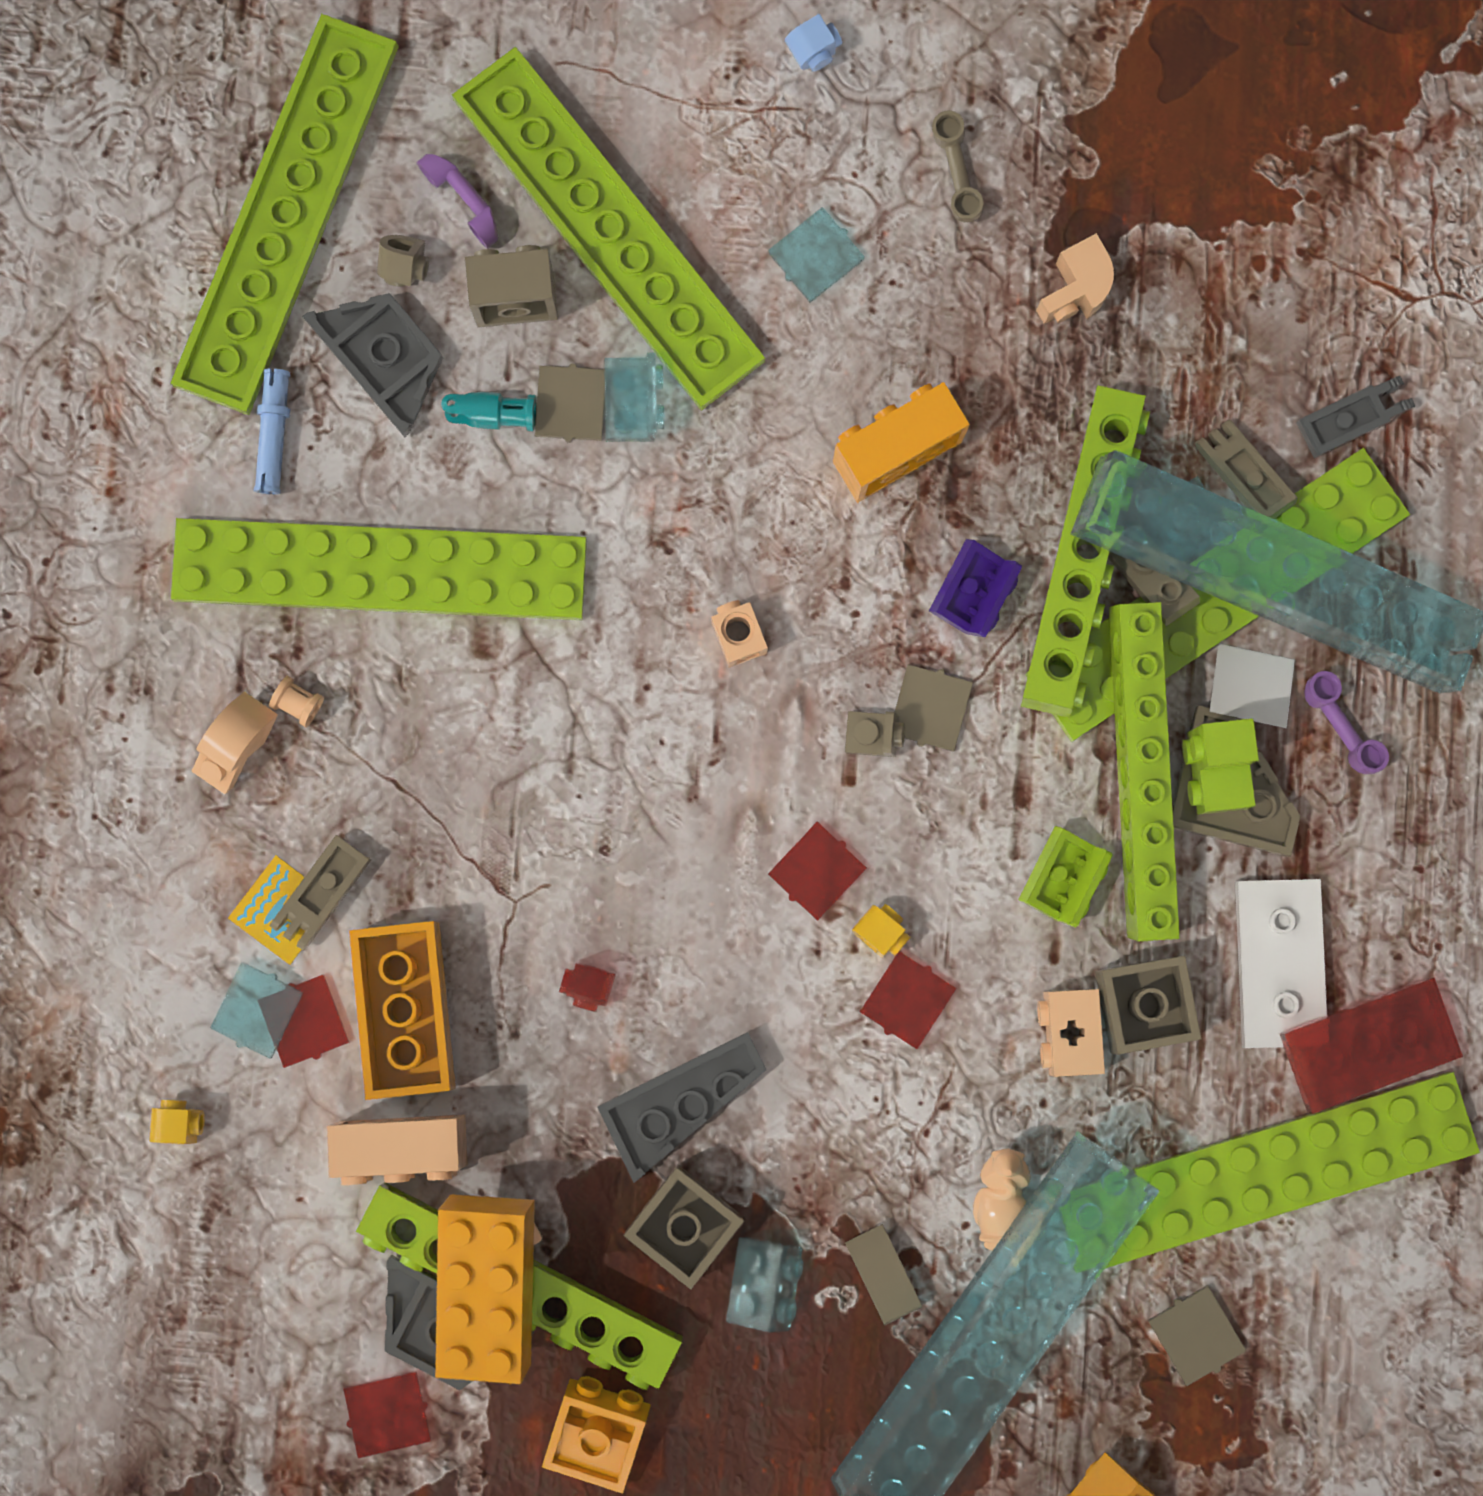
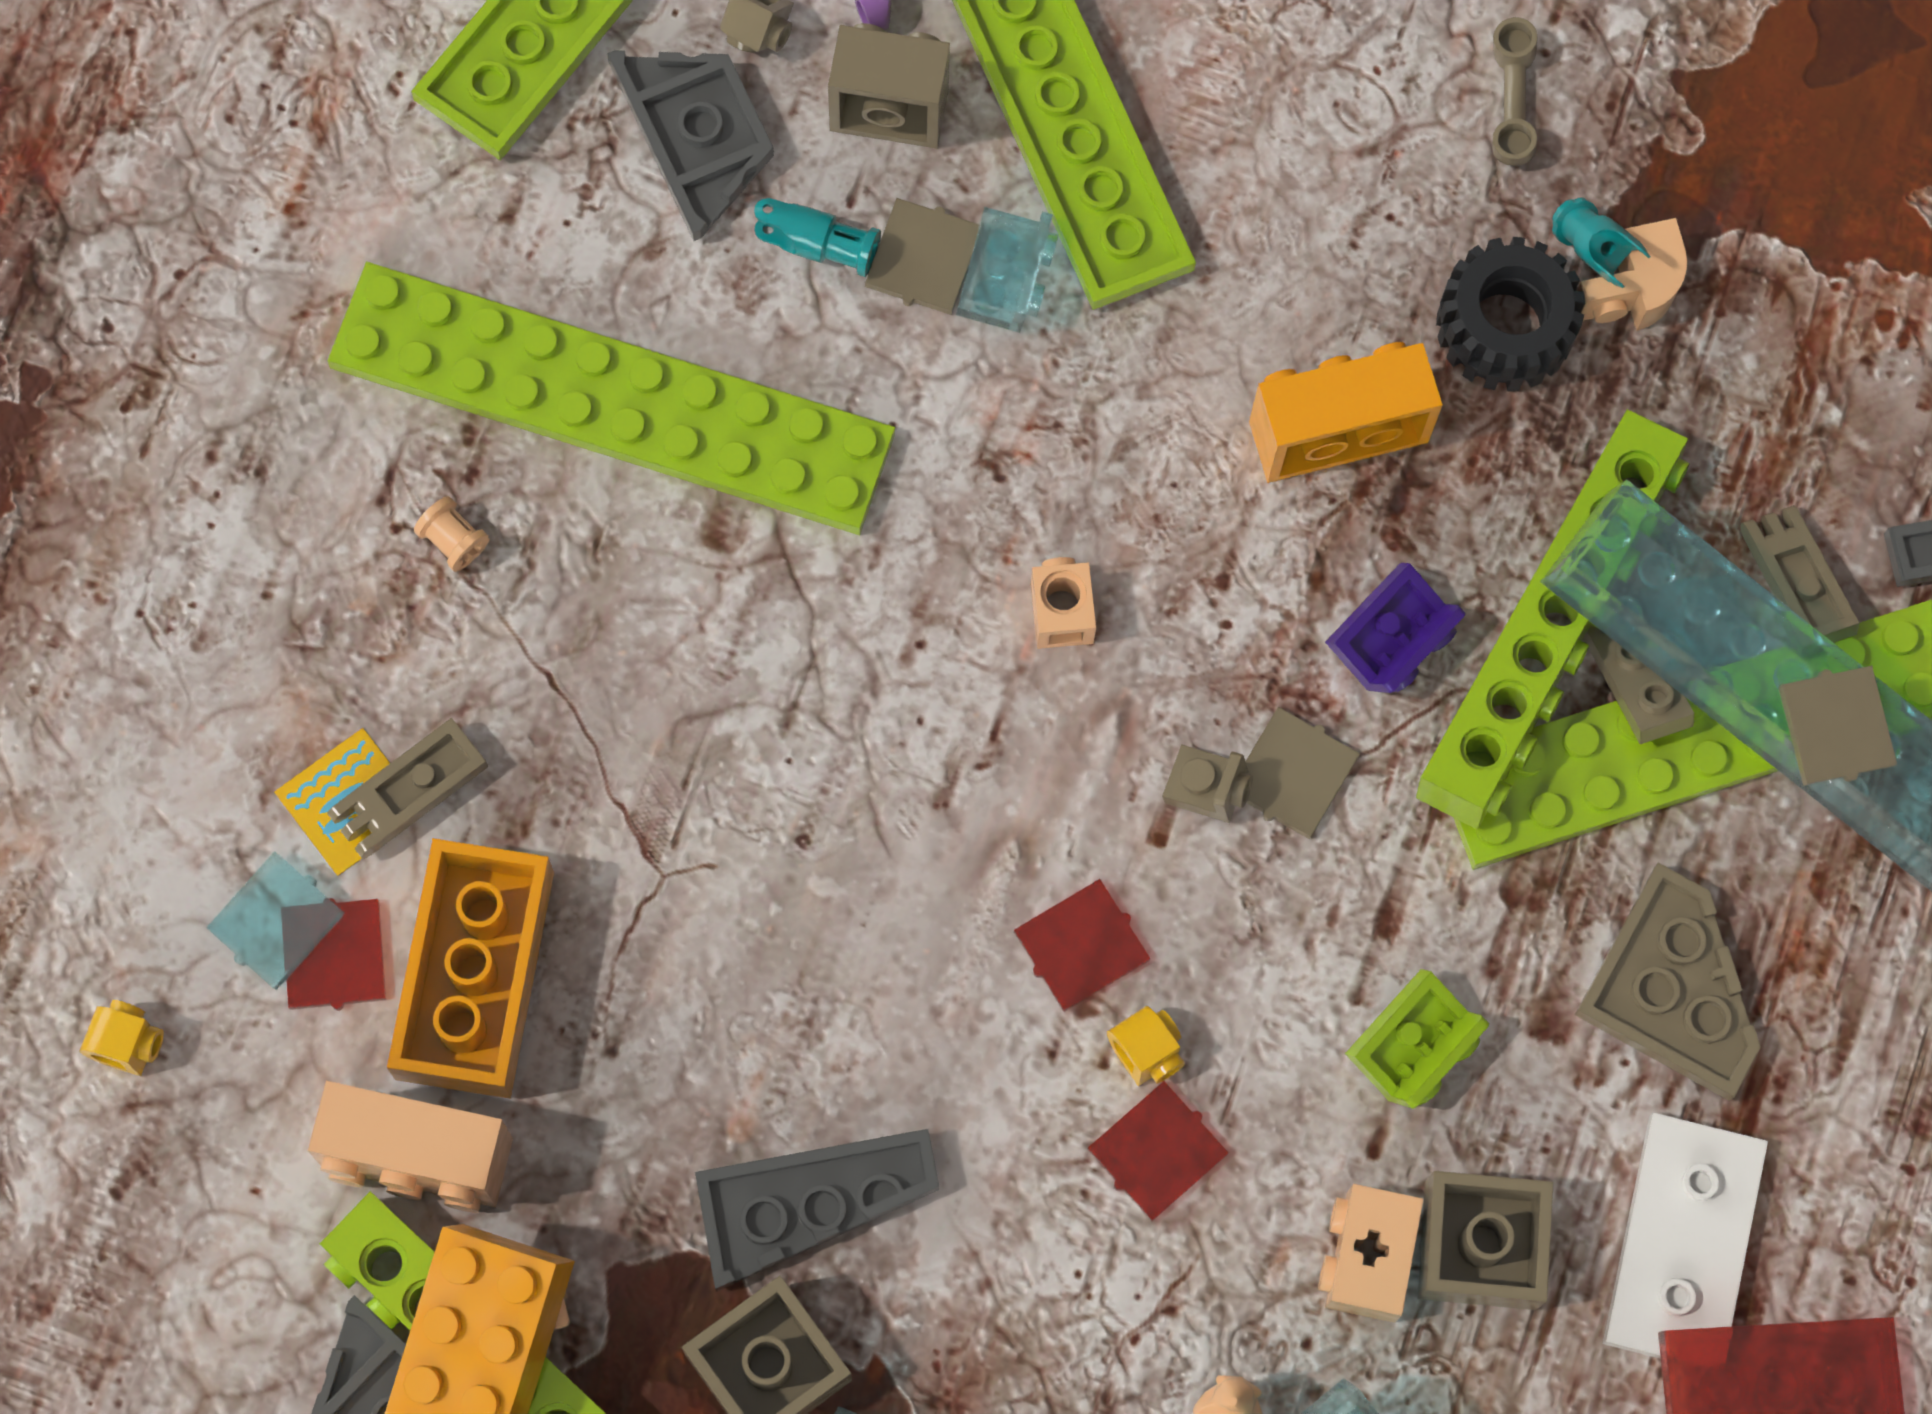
camera: 15 degrees right, 10 degrees down
(231, 740) = (350, 555): light nougat brick -> none
(272, 429) = (531, 166): light blue pin -> none
(587, 986) = (728, 1007): clear red plate -> none
(816, 254) = (1299, 155): clear light blue piece -> none
(1001, 303) = (1518, 273): none -> black tyre
(1044, 263) = (1595, 237): none -> teal piece
(1144, 771) = (1560, 926): lime brick -> none
(1221, 765) = (1668, 929): lime brick -> none
(1252, 685) = (1738, 858): white sticker -> none
(1303, 583) = (1837, 725): none -> dark tan piece
(1364, 757) = (1871, 993): medium lavender bar -> none

